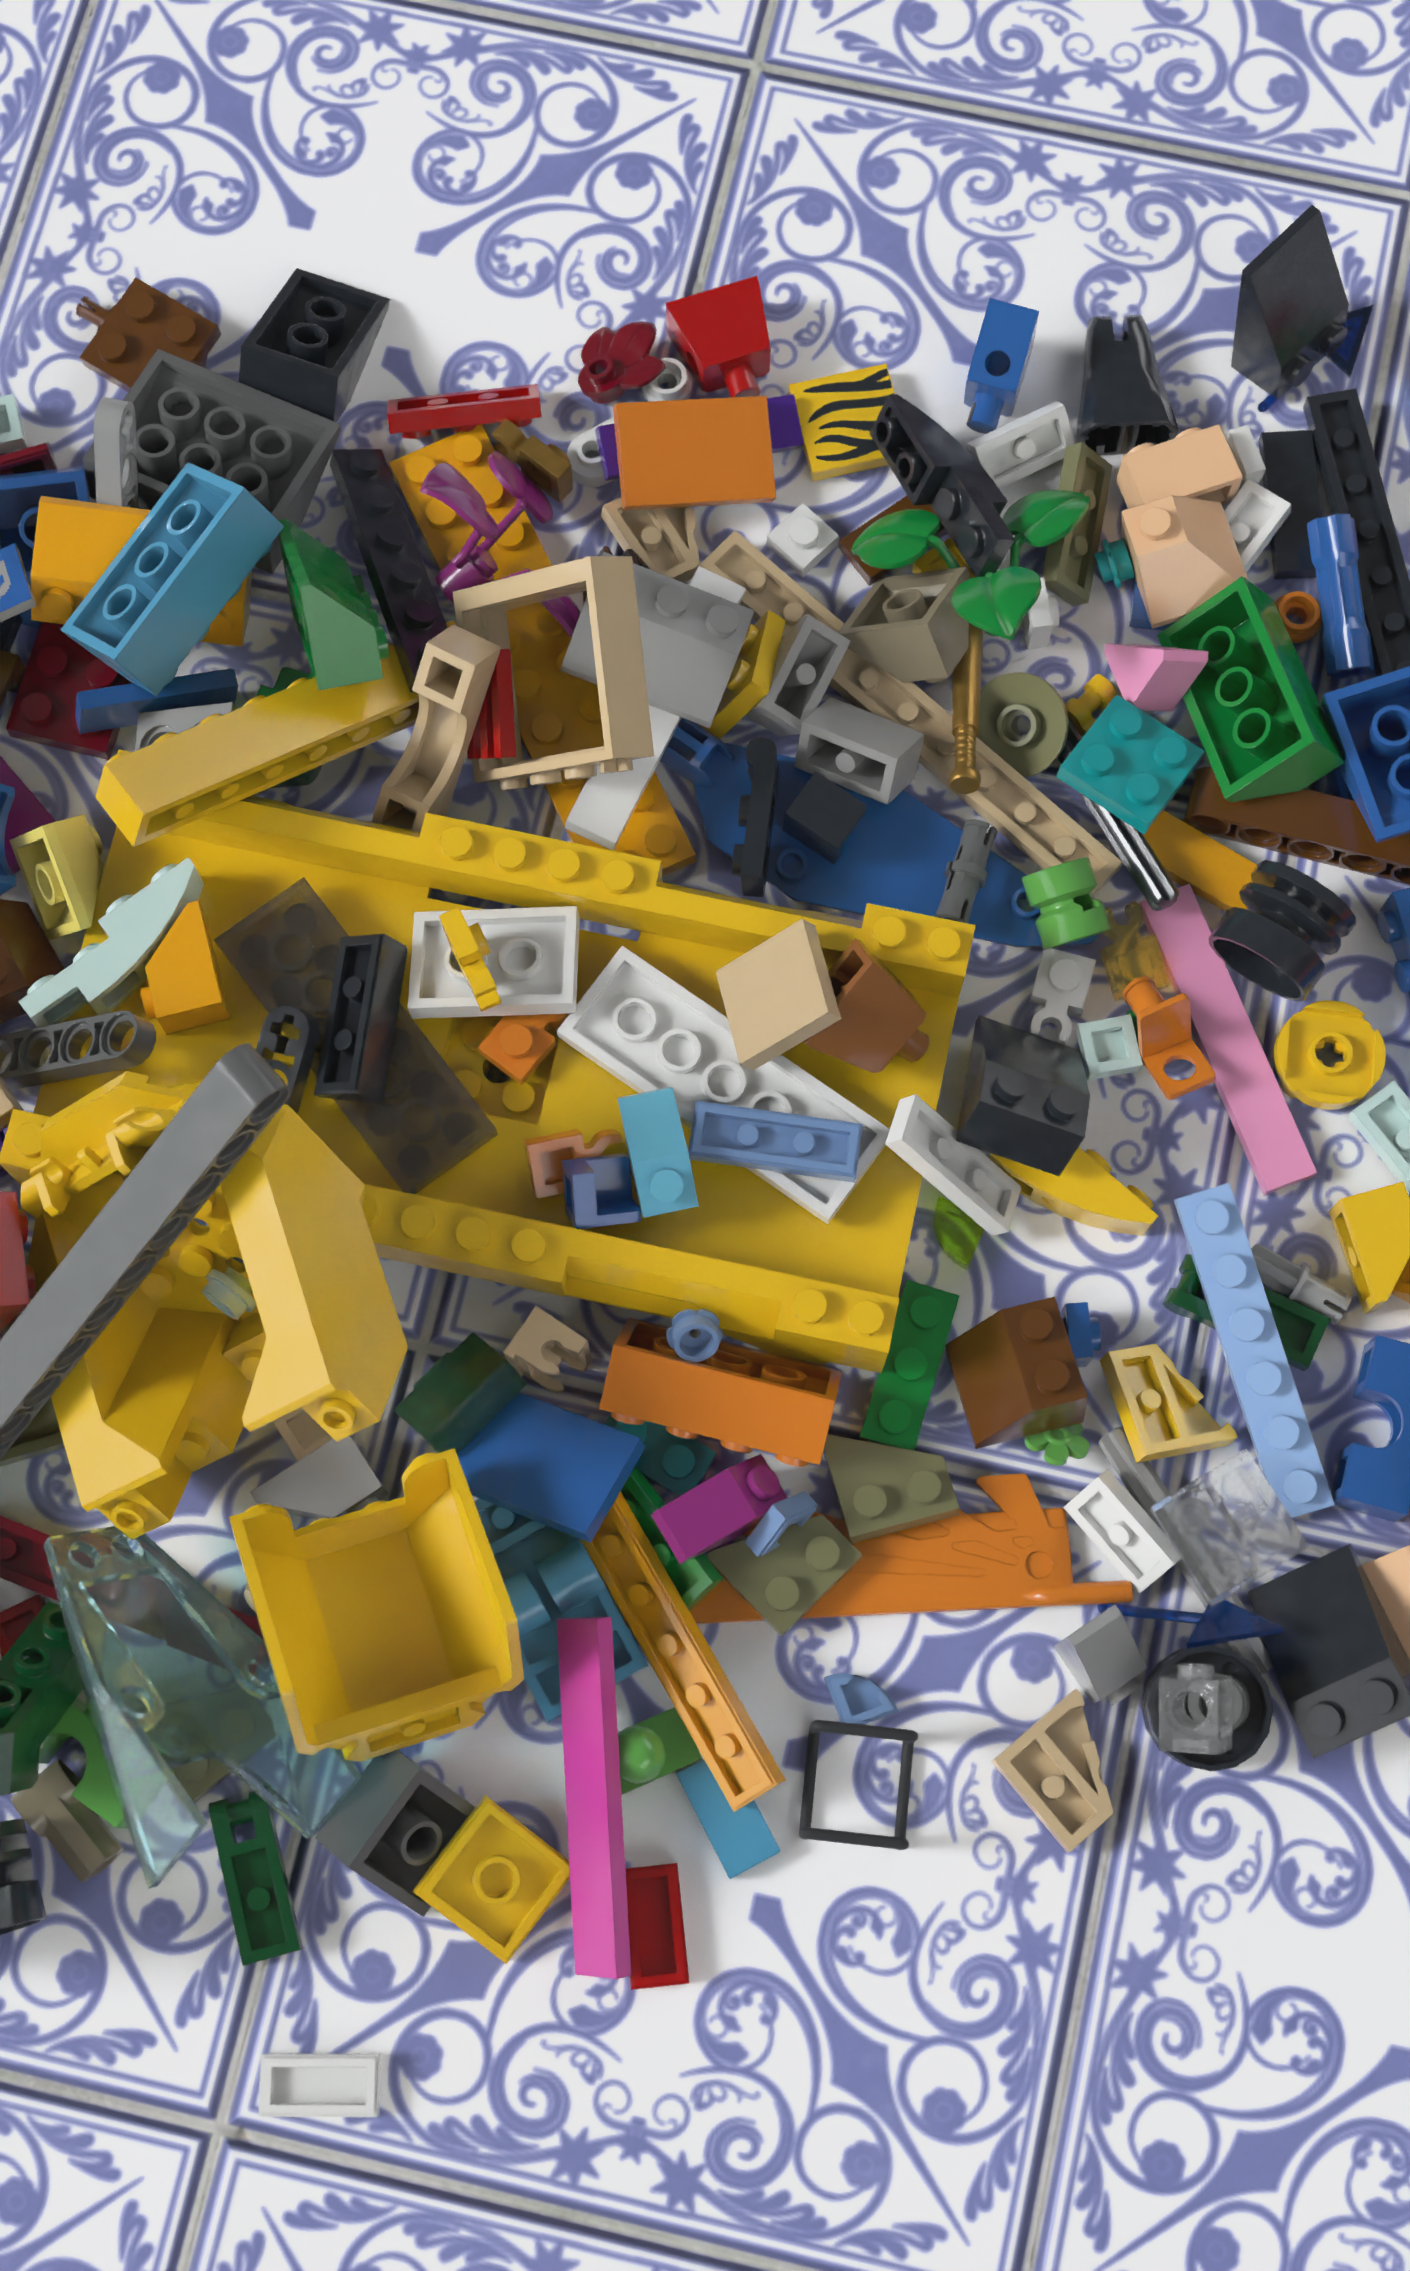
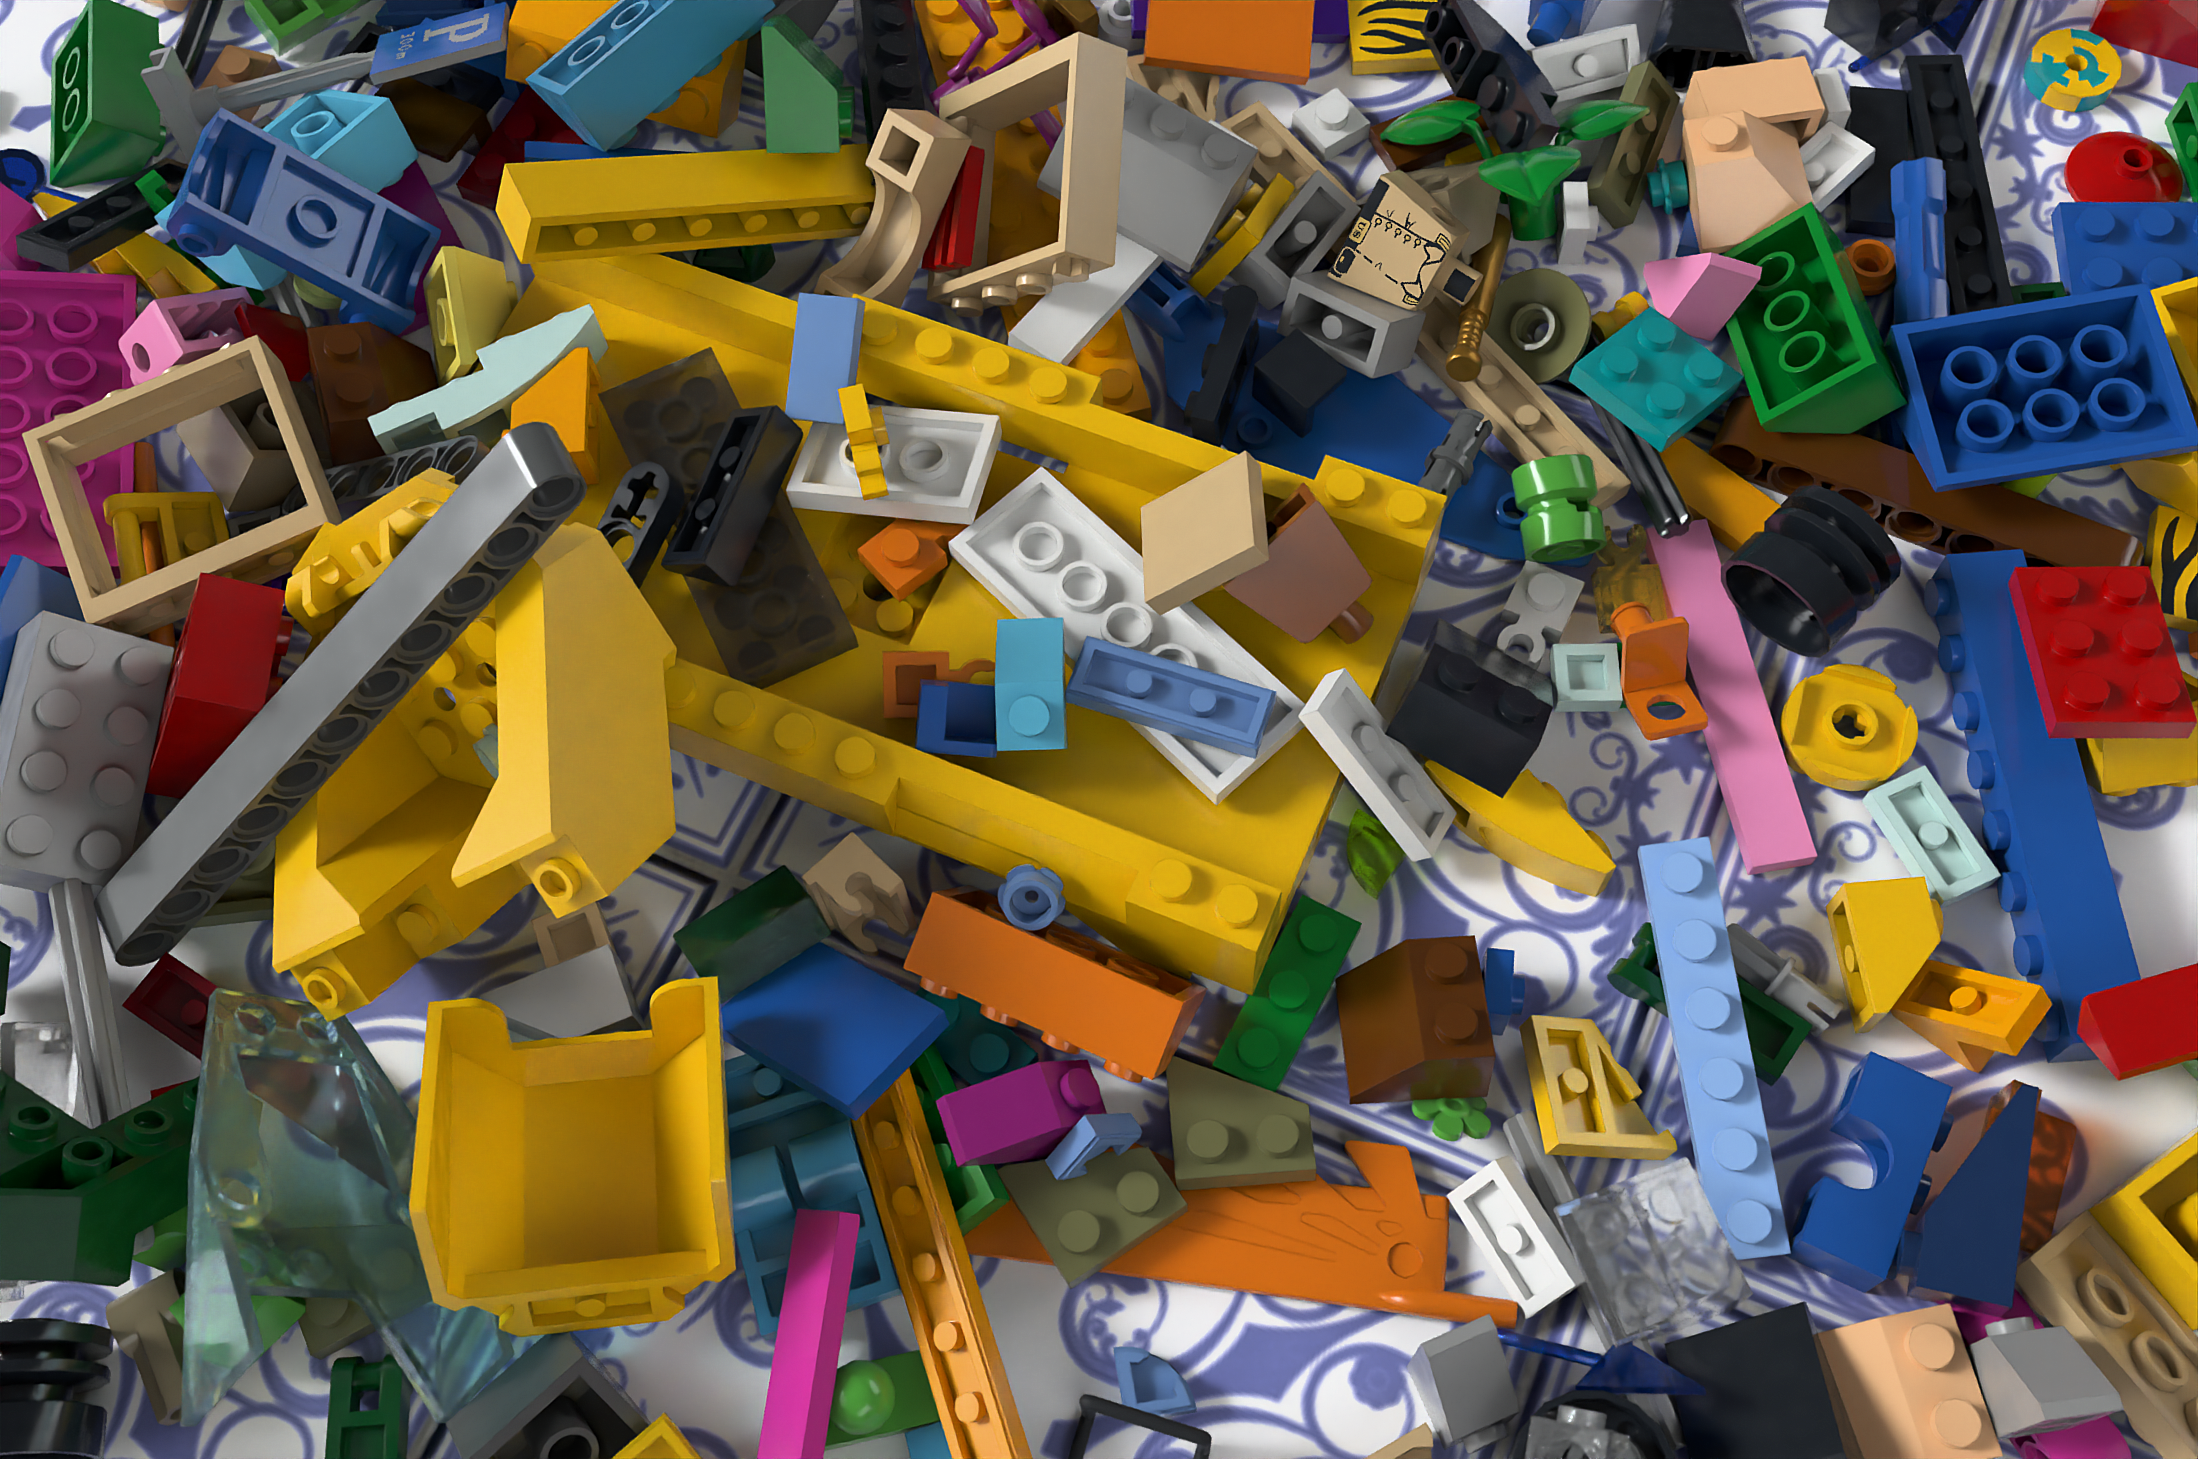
camera: 15 degrees right, 10 degrees down
(415, 881) = (823, 356): none -> medium blue tile
(898, 679) = (1405, 248): none -> tan torso

